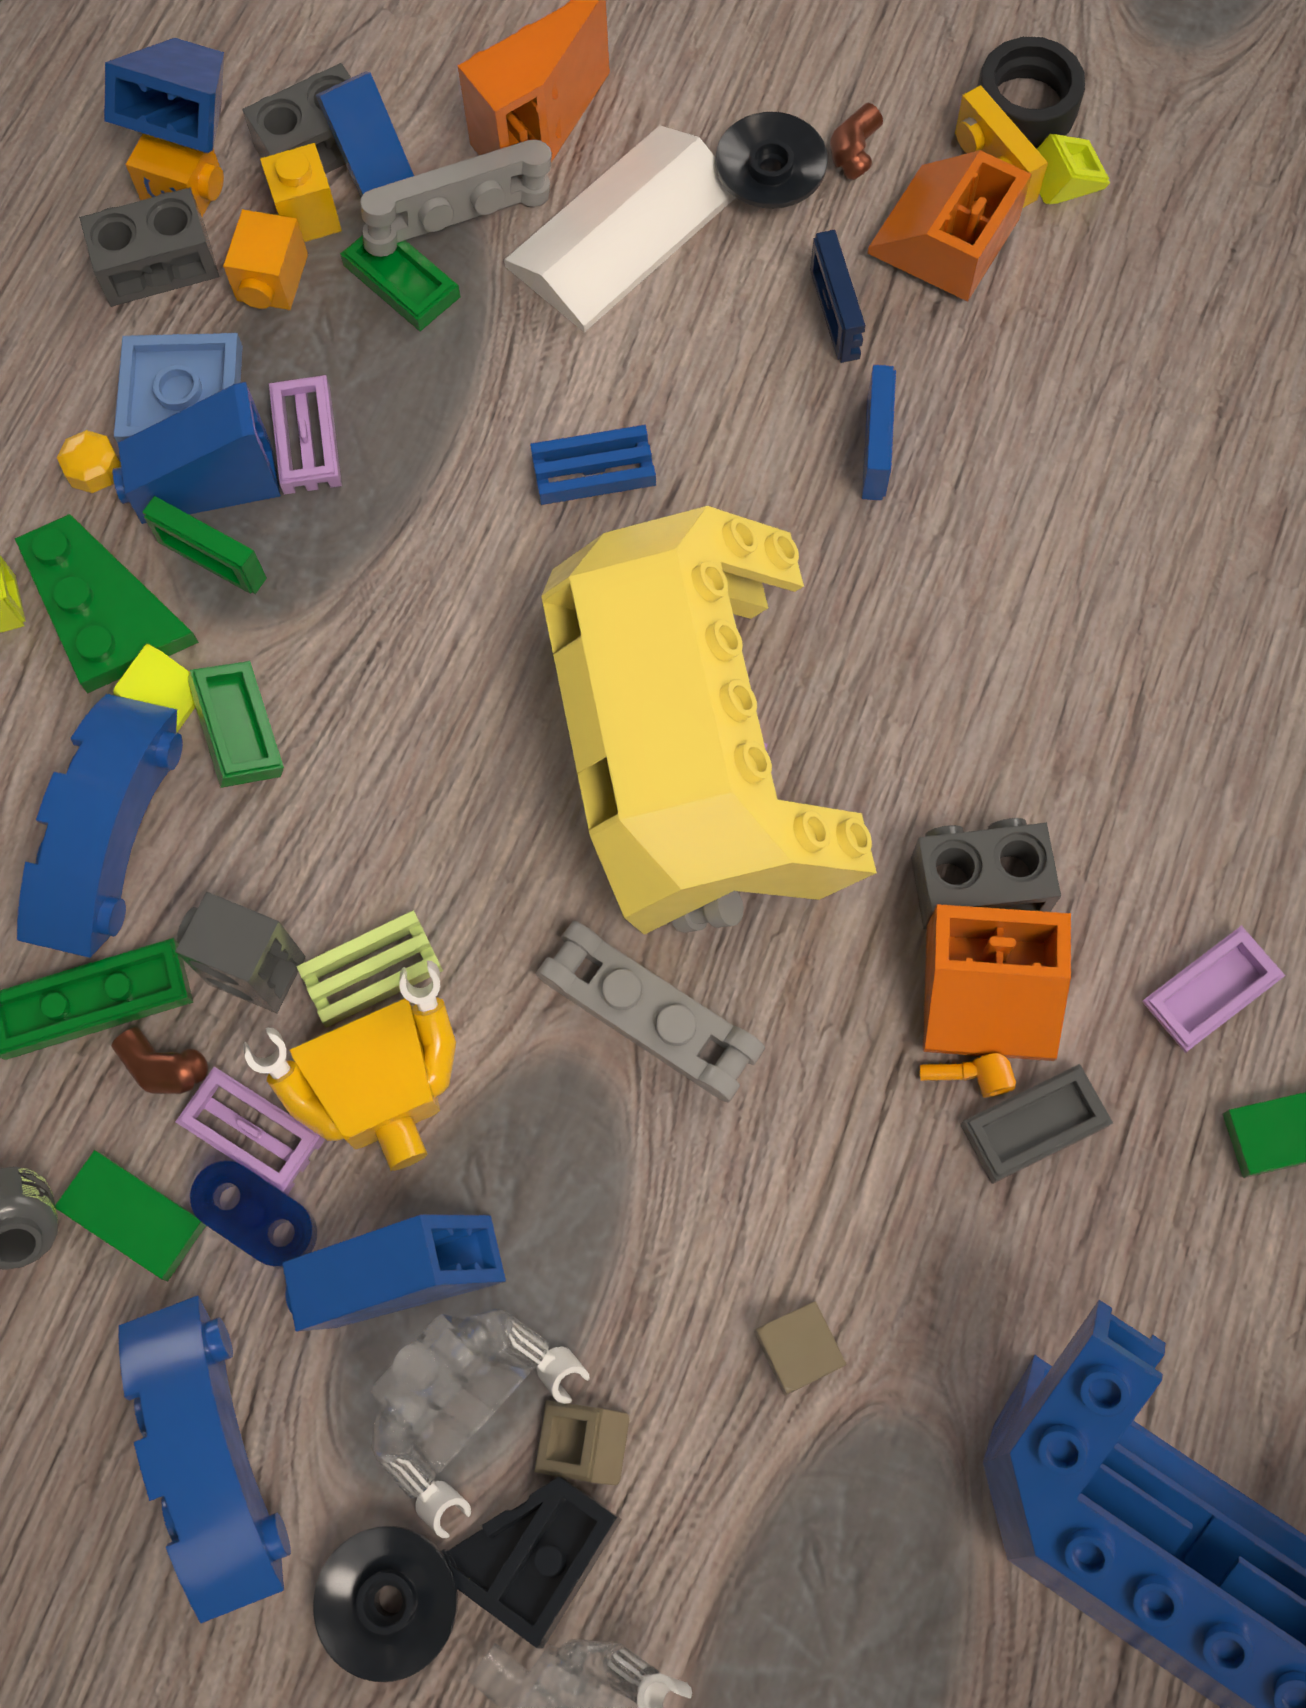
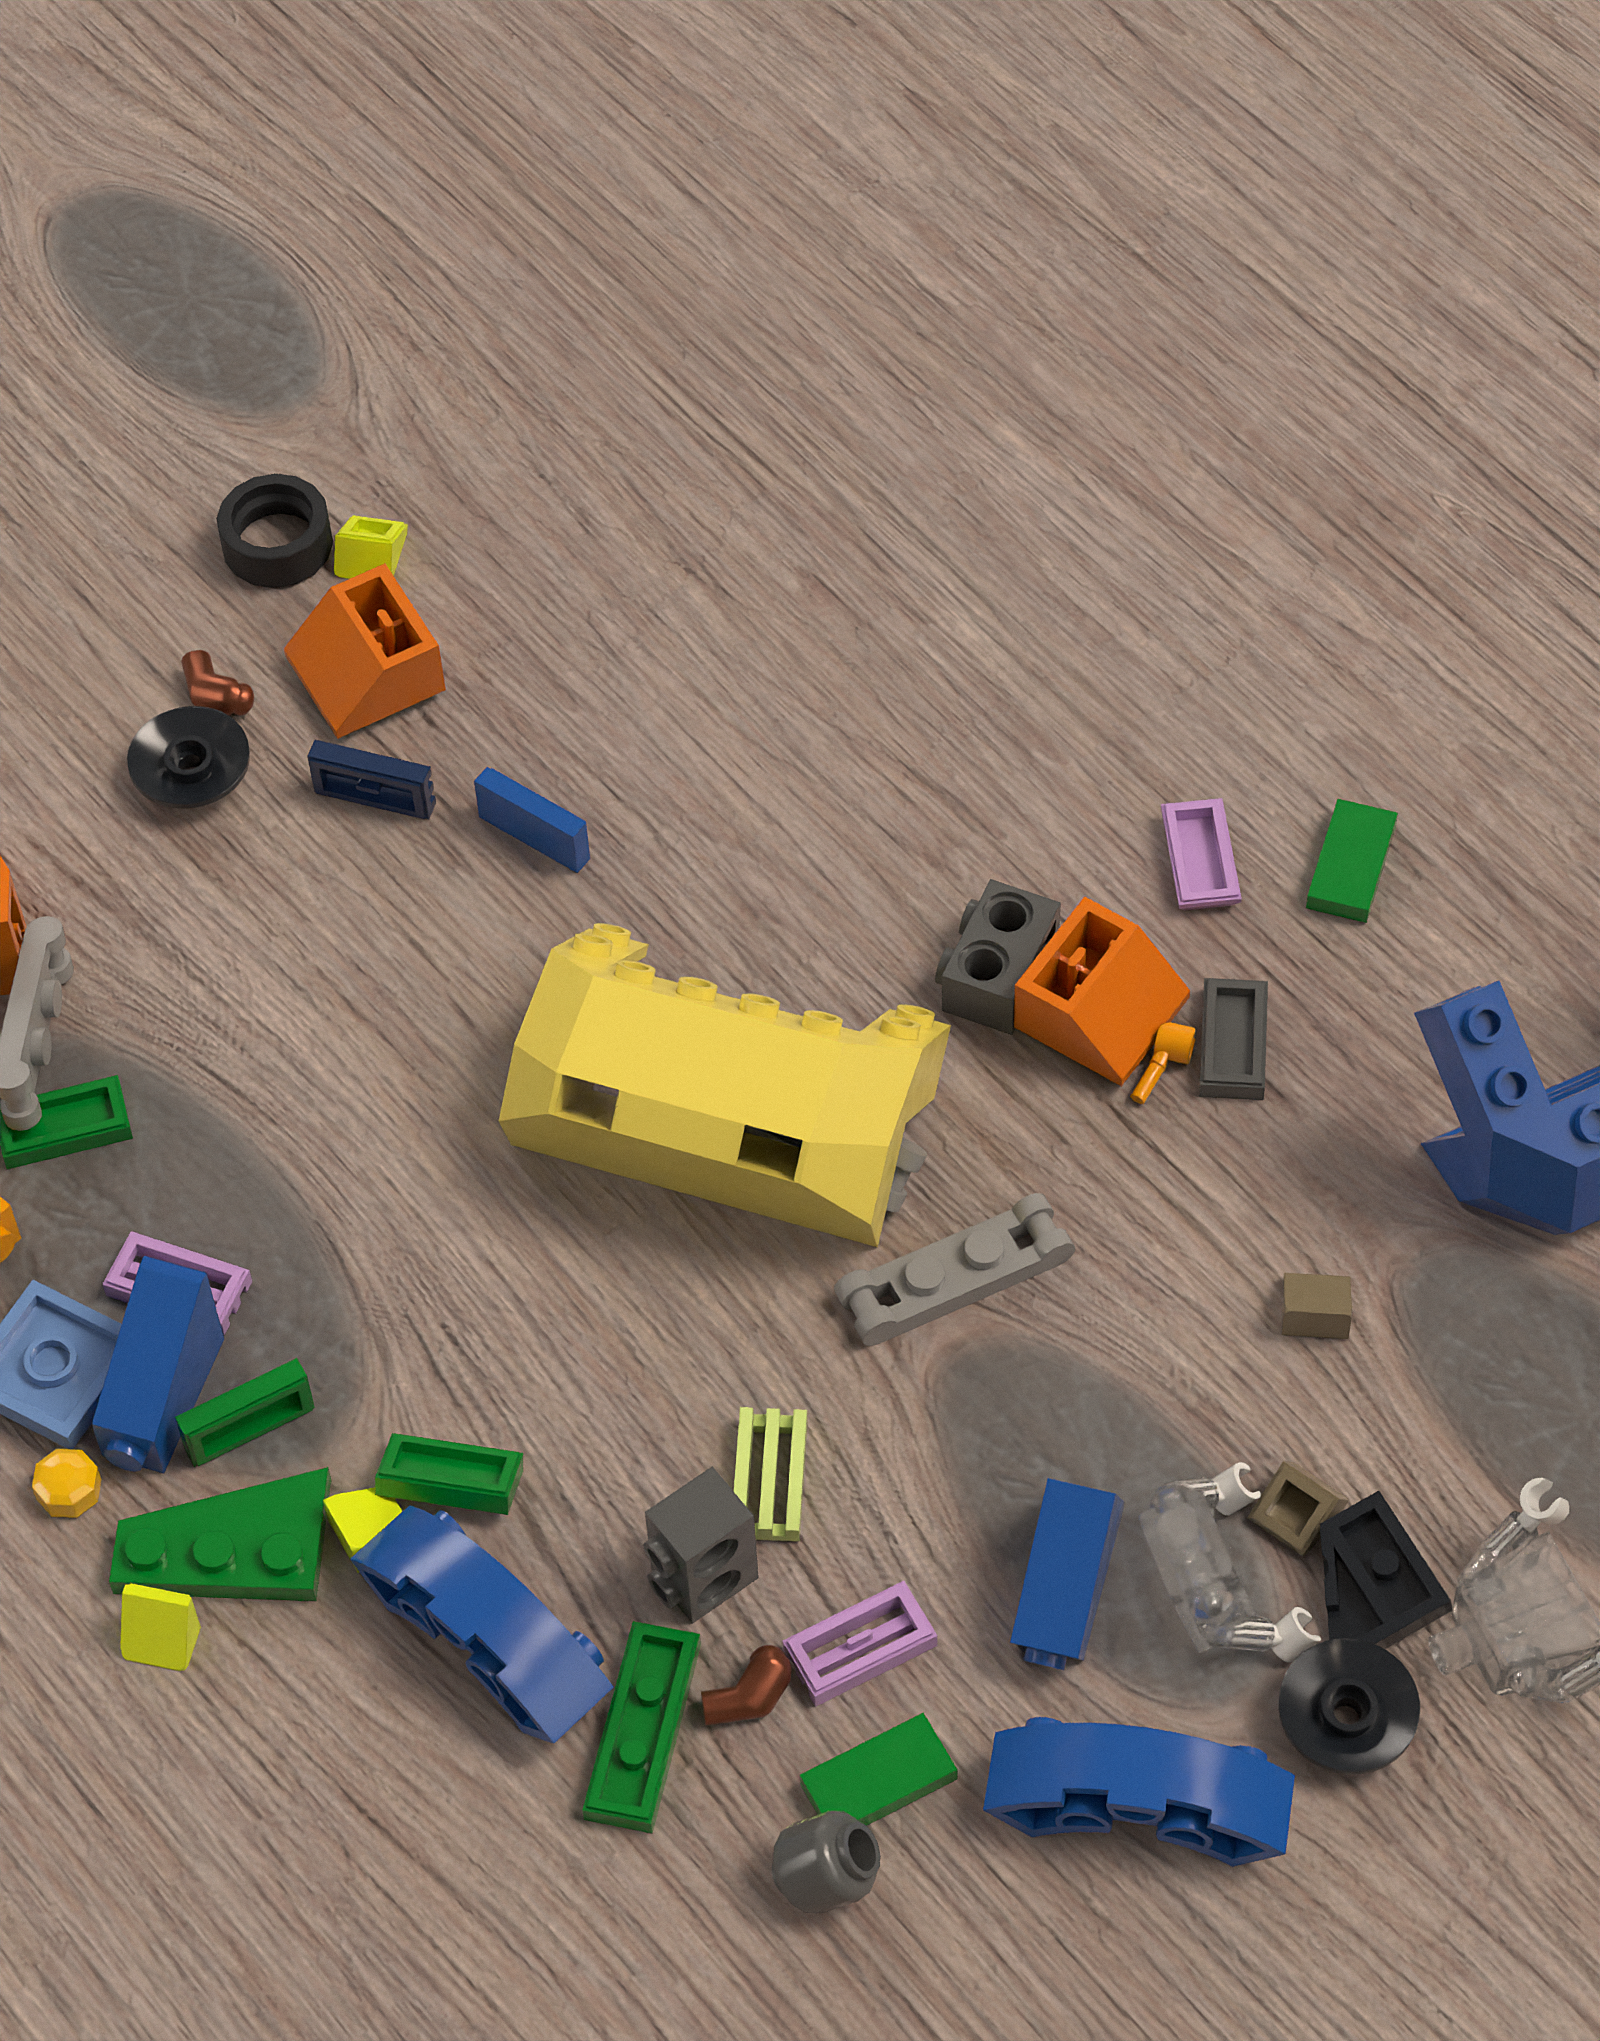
camera: 60 degrees left, 15 degrees down
(255, 1216) = (939, 1665): clear blue plate -> none
(371, 1074) = (876, 1501): yellow torso -> none
(589, 456) = (408, 1019): blue tile -> none
(622, 226) = (152, 914): white slope -> none
(988, 128) = (303, 579): yellow piece -> none

